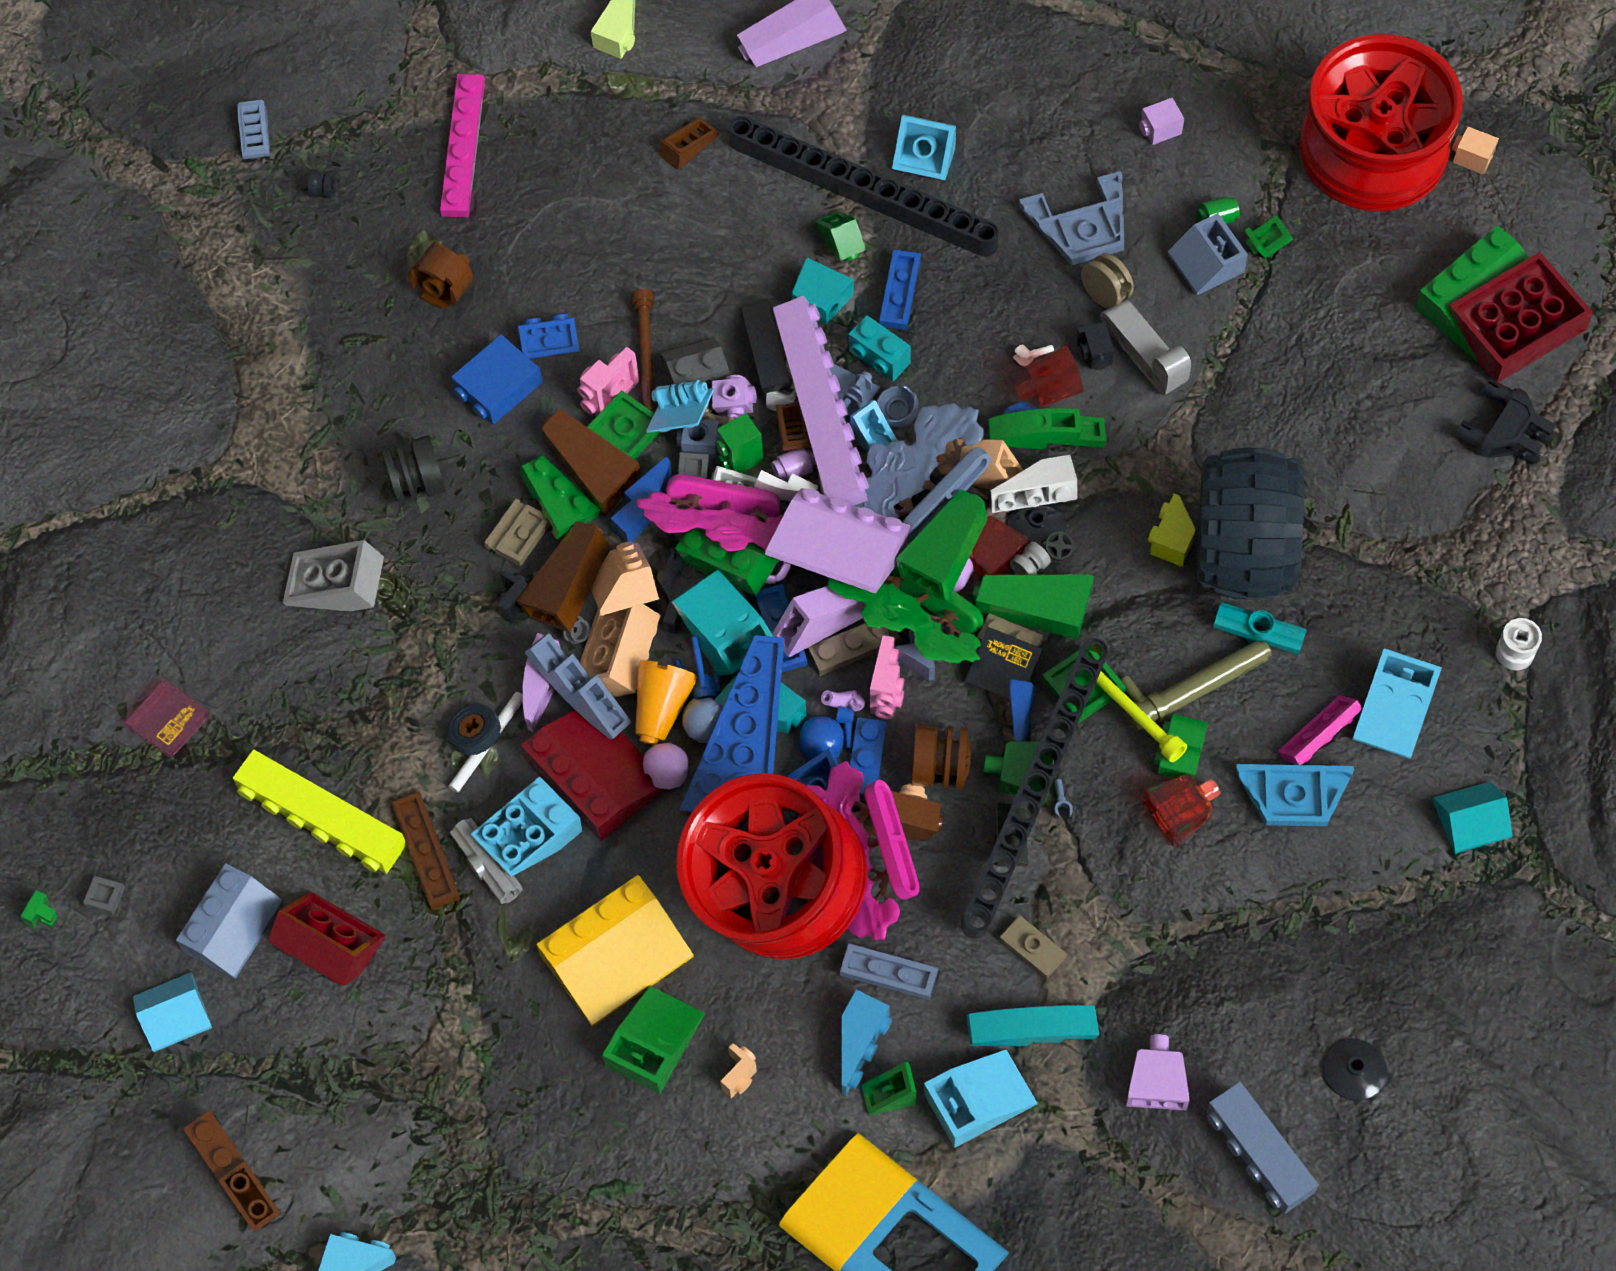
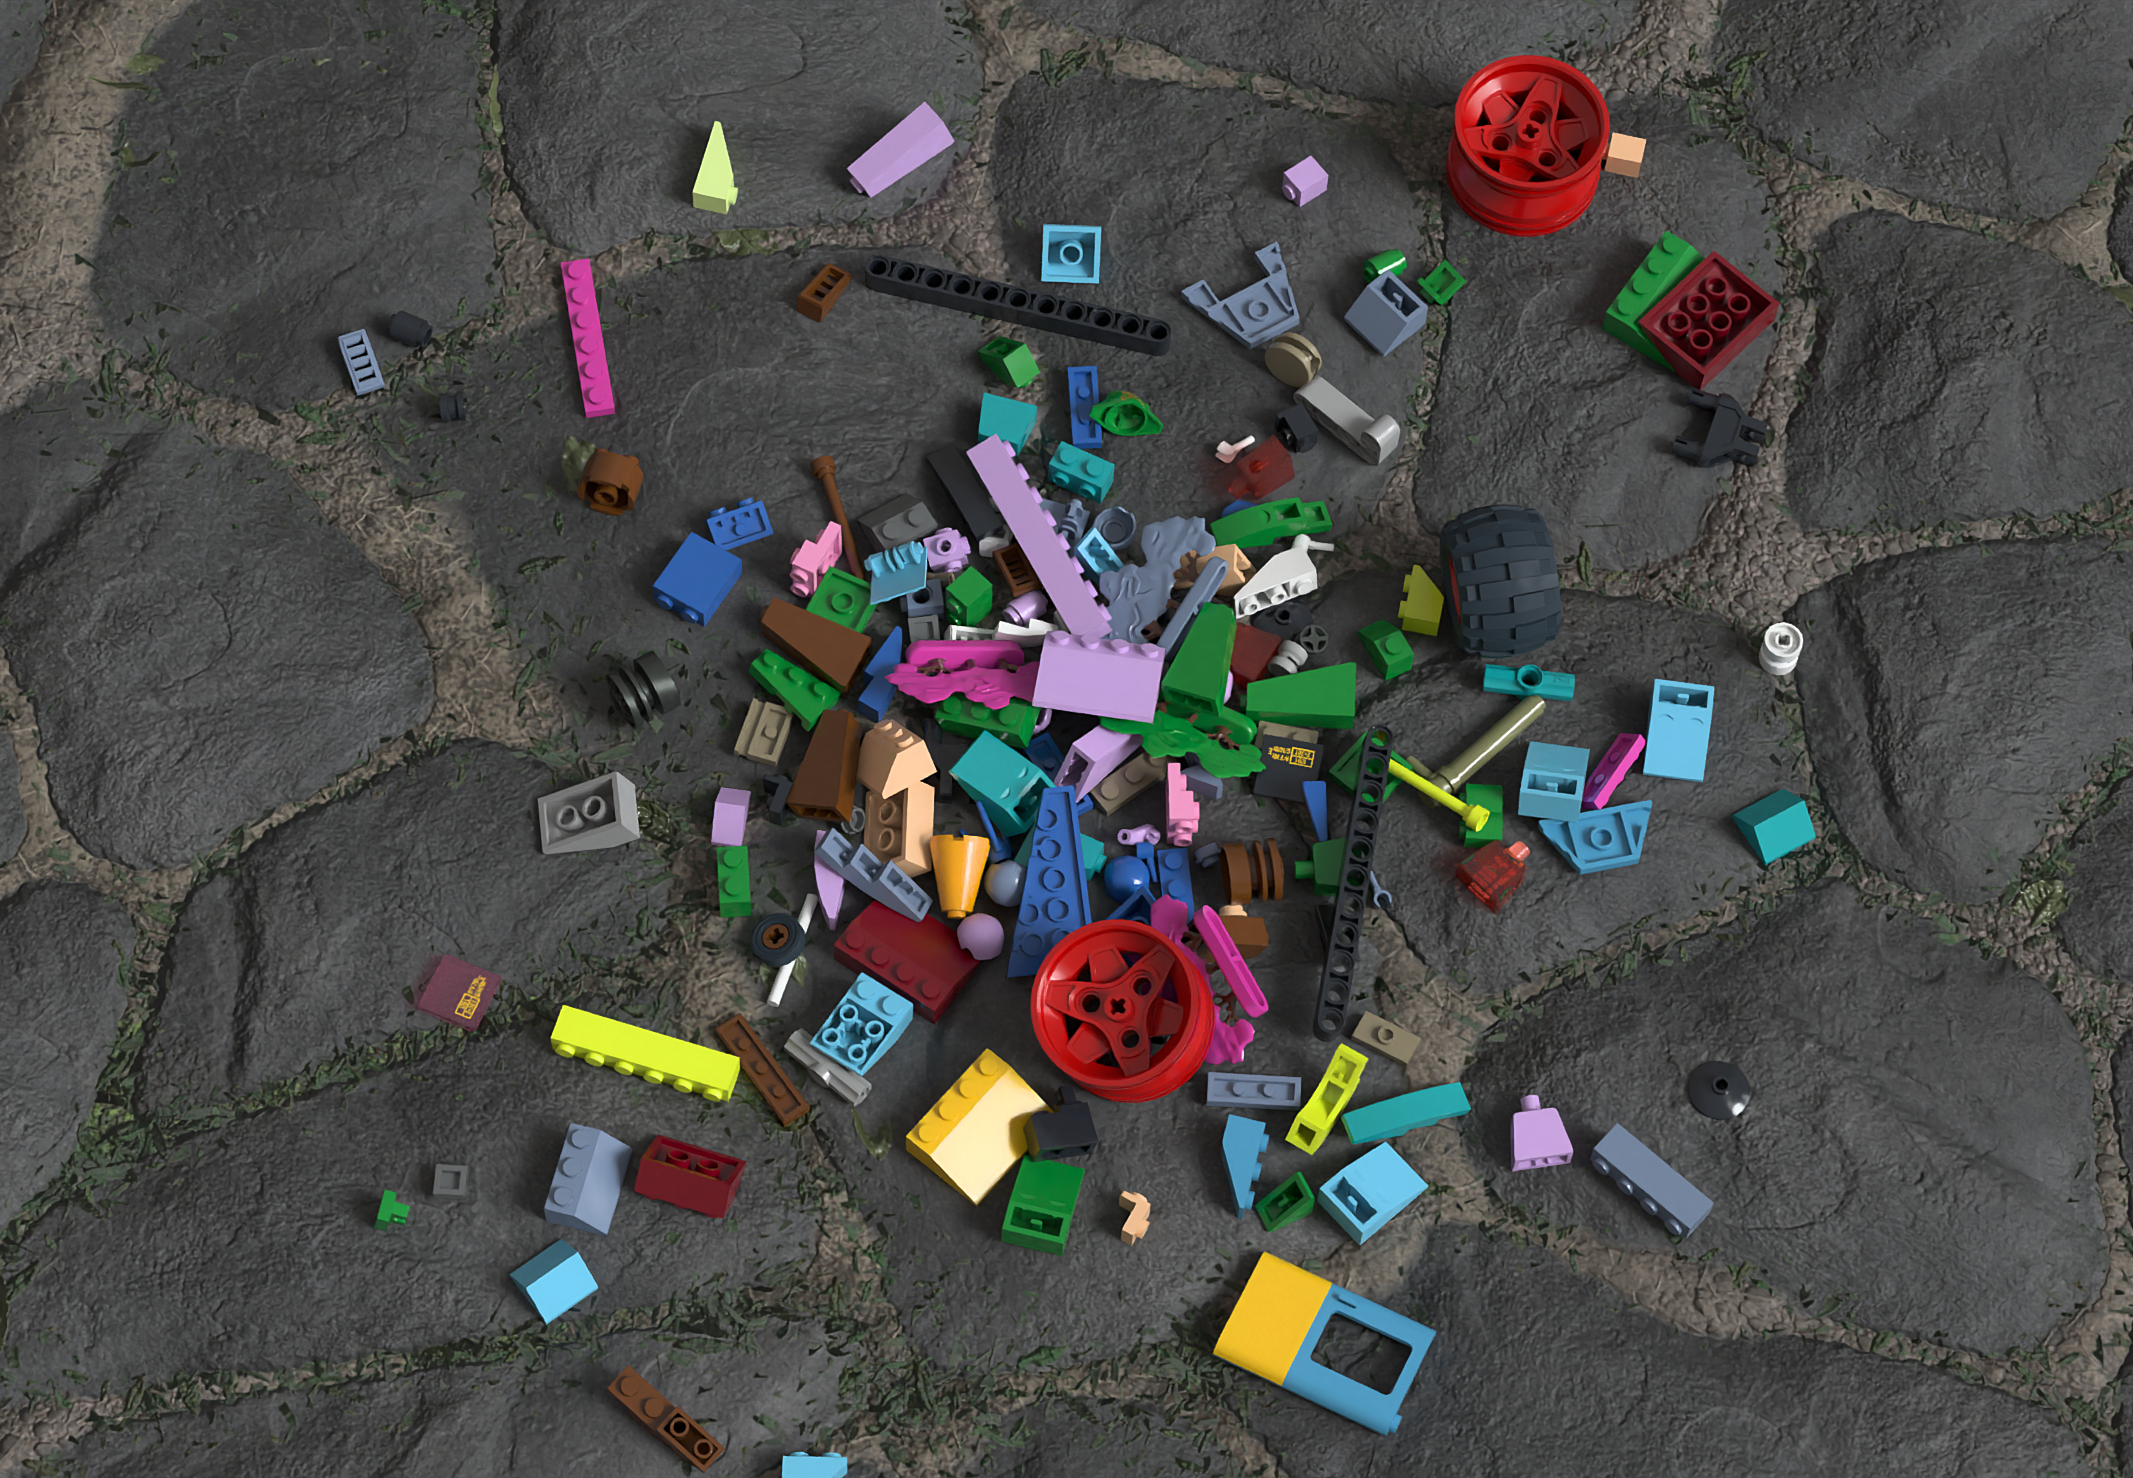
camera: 20 degrees left, 0 degrees up
(305, 108) = (409, 329): none -> black brick
(448, 665) = (733, 881): none -> green brick
(464, 604) = (730, 817): none -> lavender slope
(690, 972) = (1061, 1133): none -> black hinge
(904, 732) = (1207, 855): none -> sand blue plate
(935, 303) = (1125, 415): none -> green hat
(959, 998) = (1328, 1101): none -> neon yellow arch
(1077, 454) = (1307, 544): none -> white hand
(1129, 569) = (1387, 648): none -> green slope
(1259, 728) = (1553, 781): none -> medium azure slope

